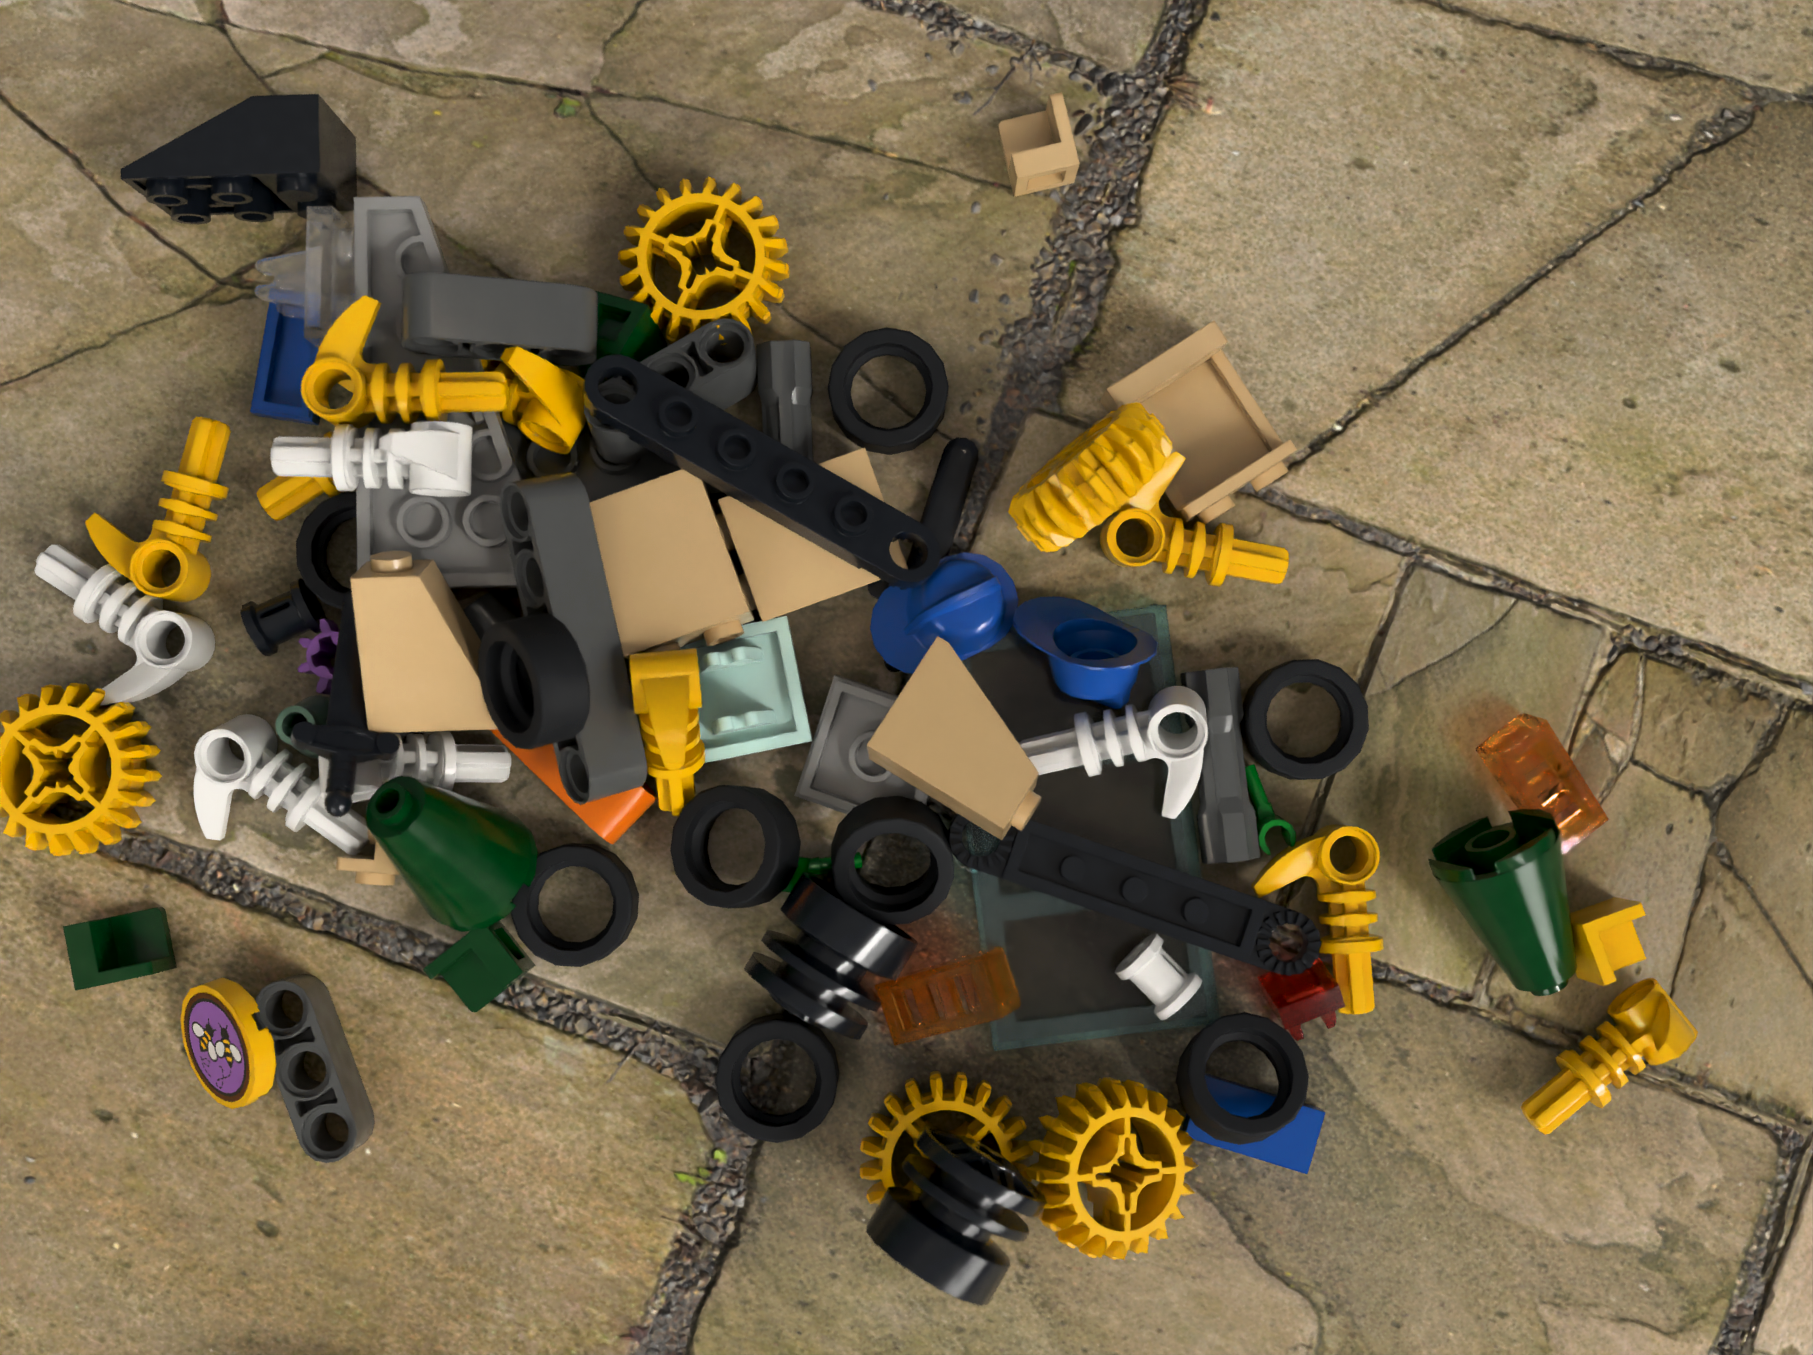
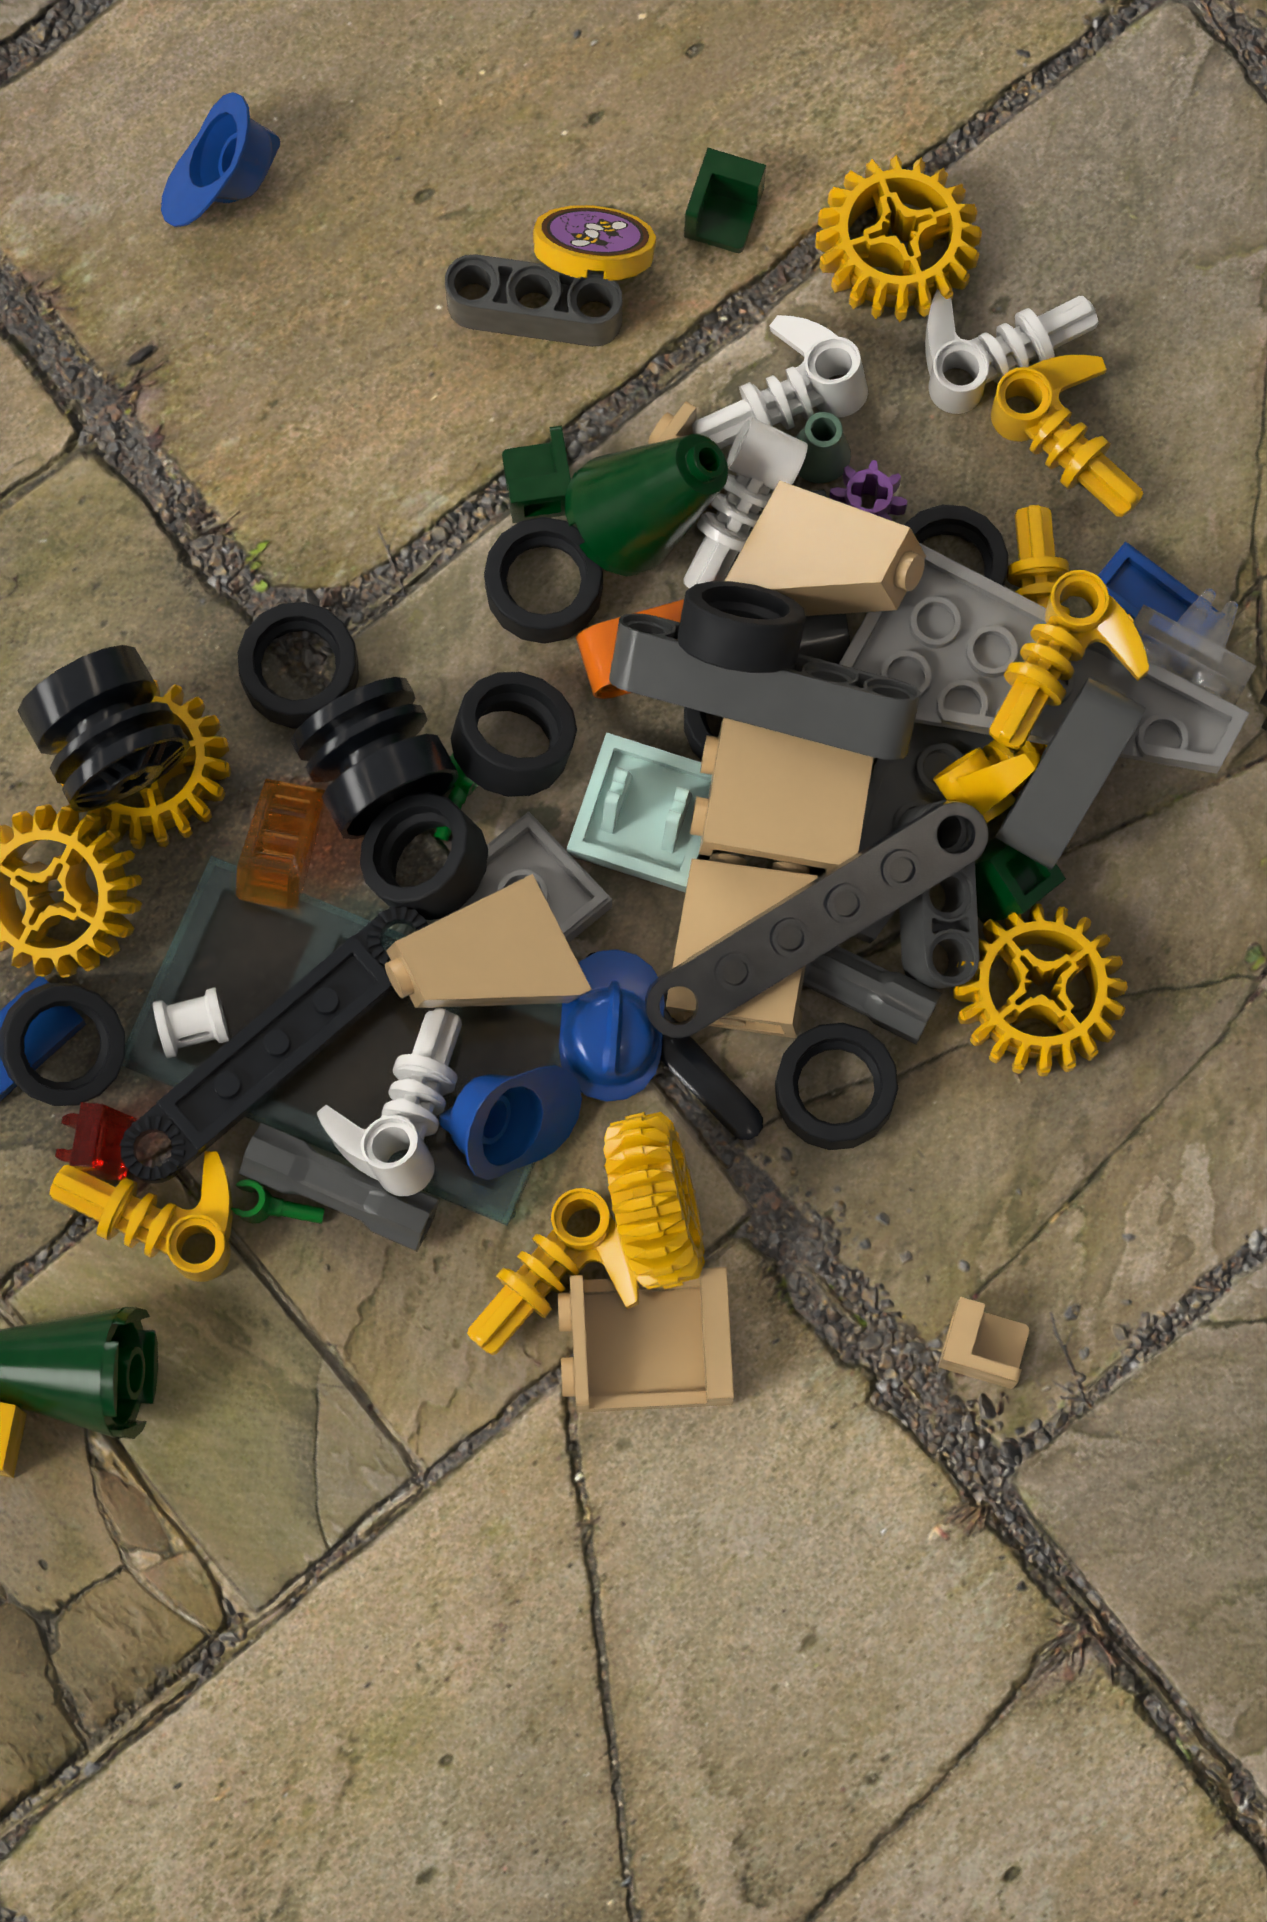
camera: 120 degrees right, 10 degrees down
(282, 617) = (928, 472): black bush -> none
(346, 734) = (785, 460): black sword -> none
(431, 455) = (979, 651): white piece -> none
(667, 702) = (667, 735): yellow piece -> none
(1352, 717) = (320, 1236): black tyre -> none
(1520, 749) = (206, 1465): clear orange slope -> none

